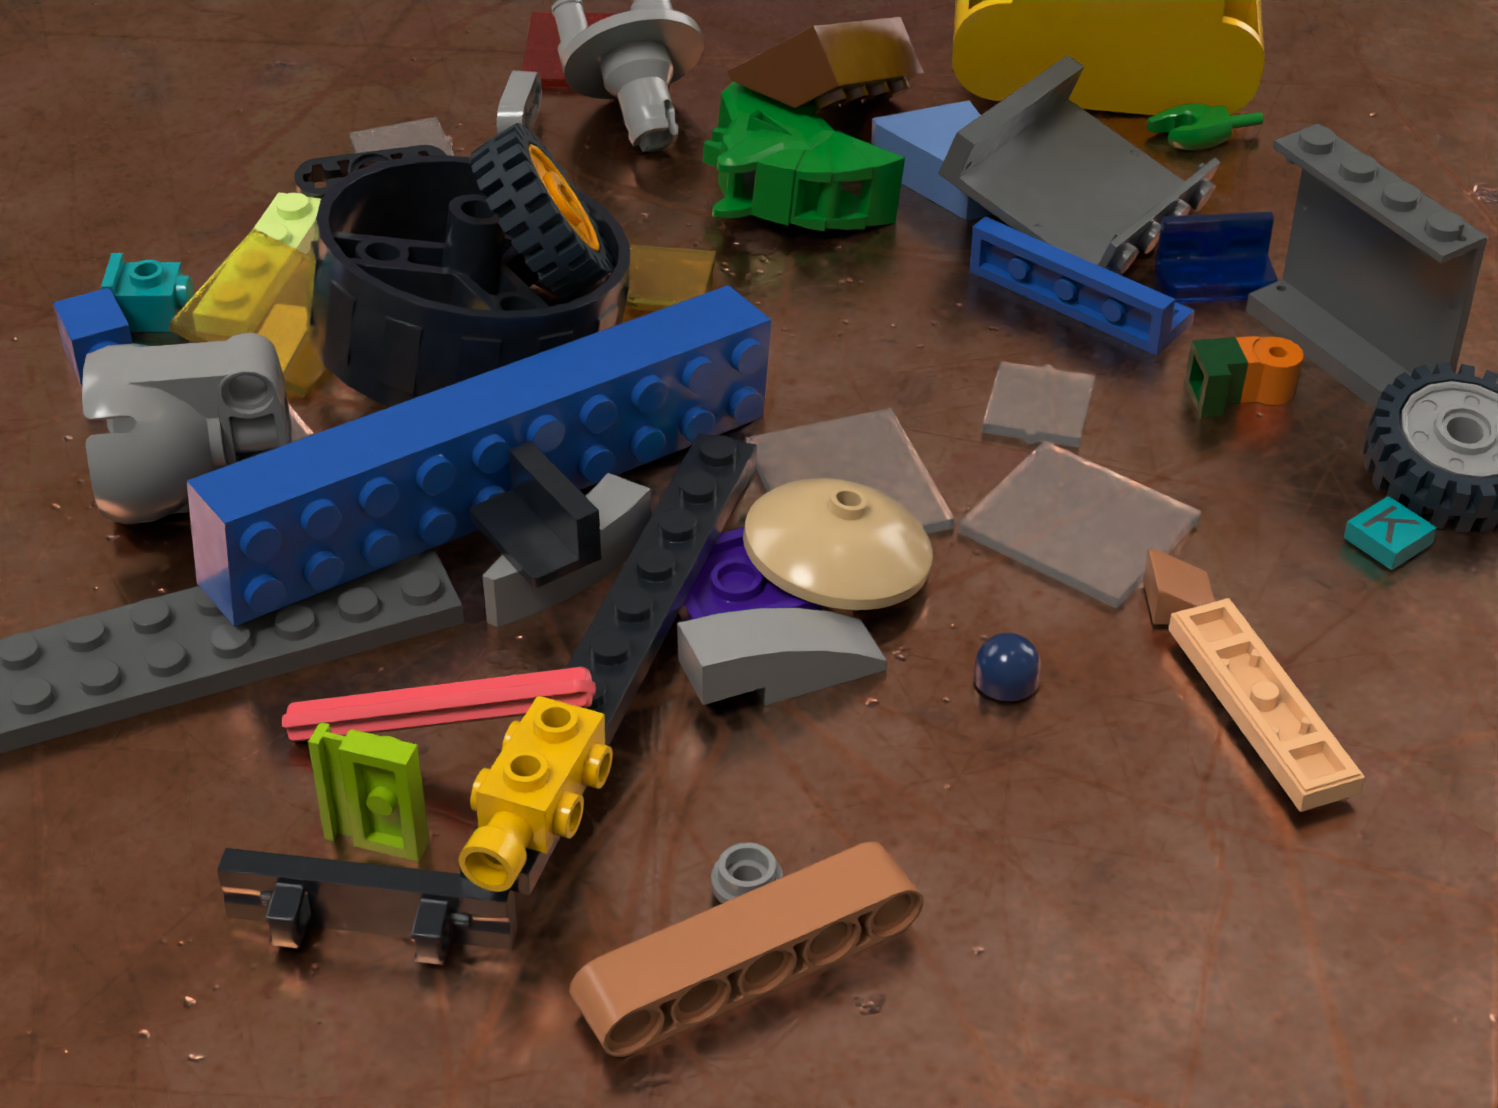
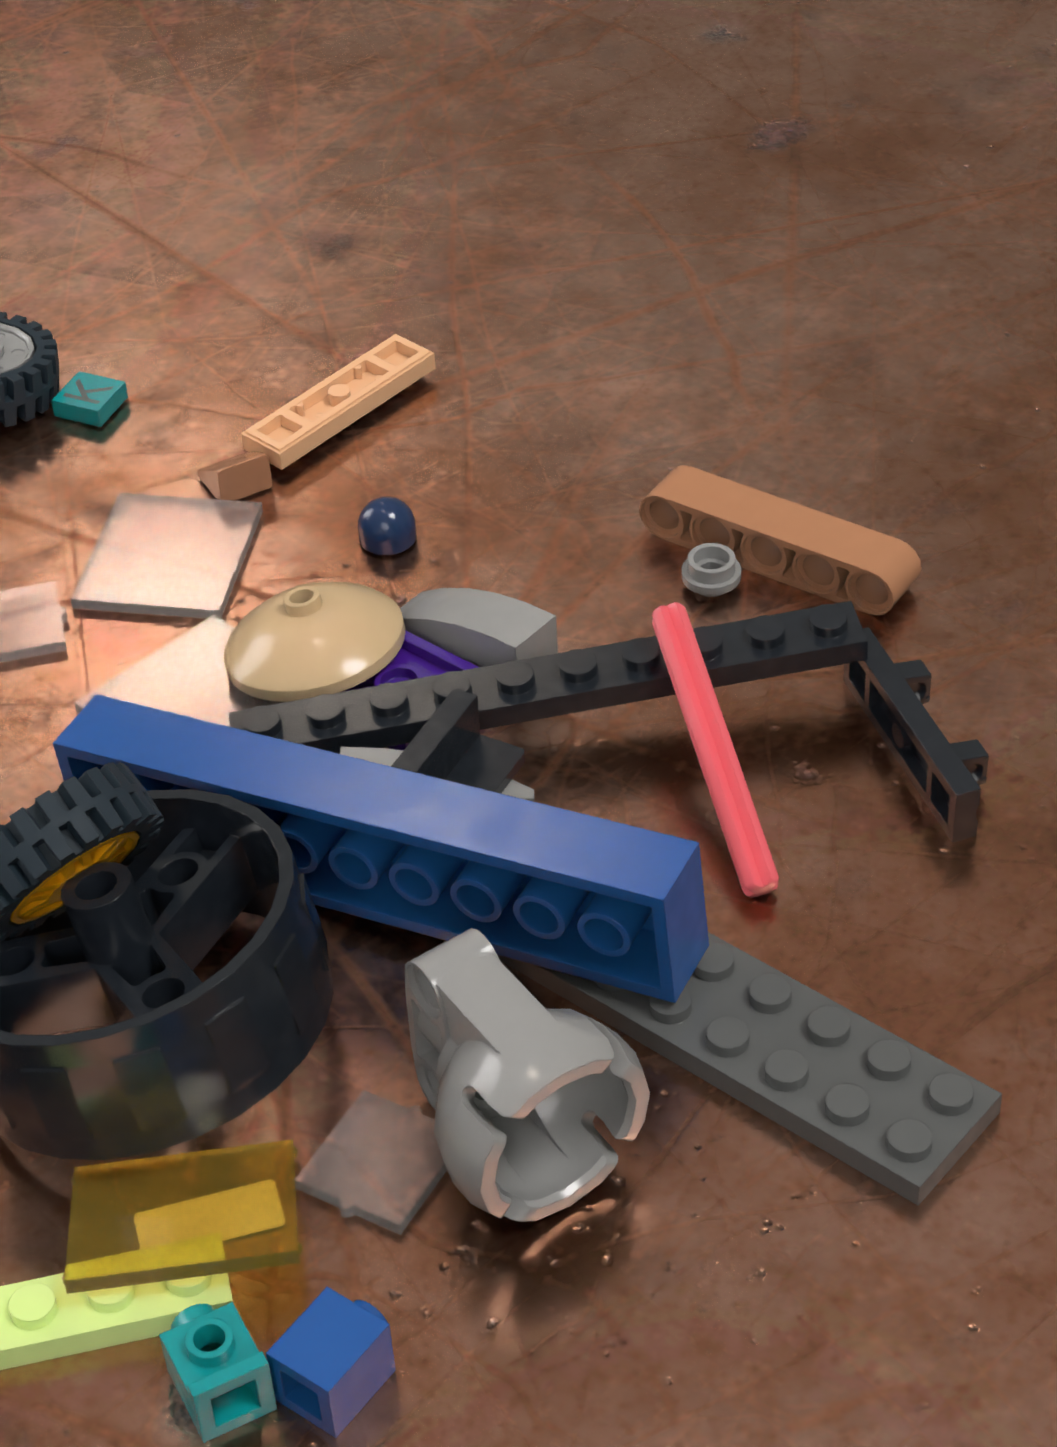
camera: 115 degrees left, 0 degrees up
(370, 791) = (831, 743): lime plate -> none
(534, 789) = (784, 593): yellow brick -> none

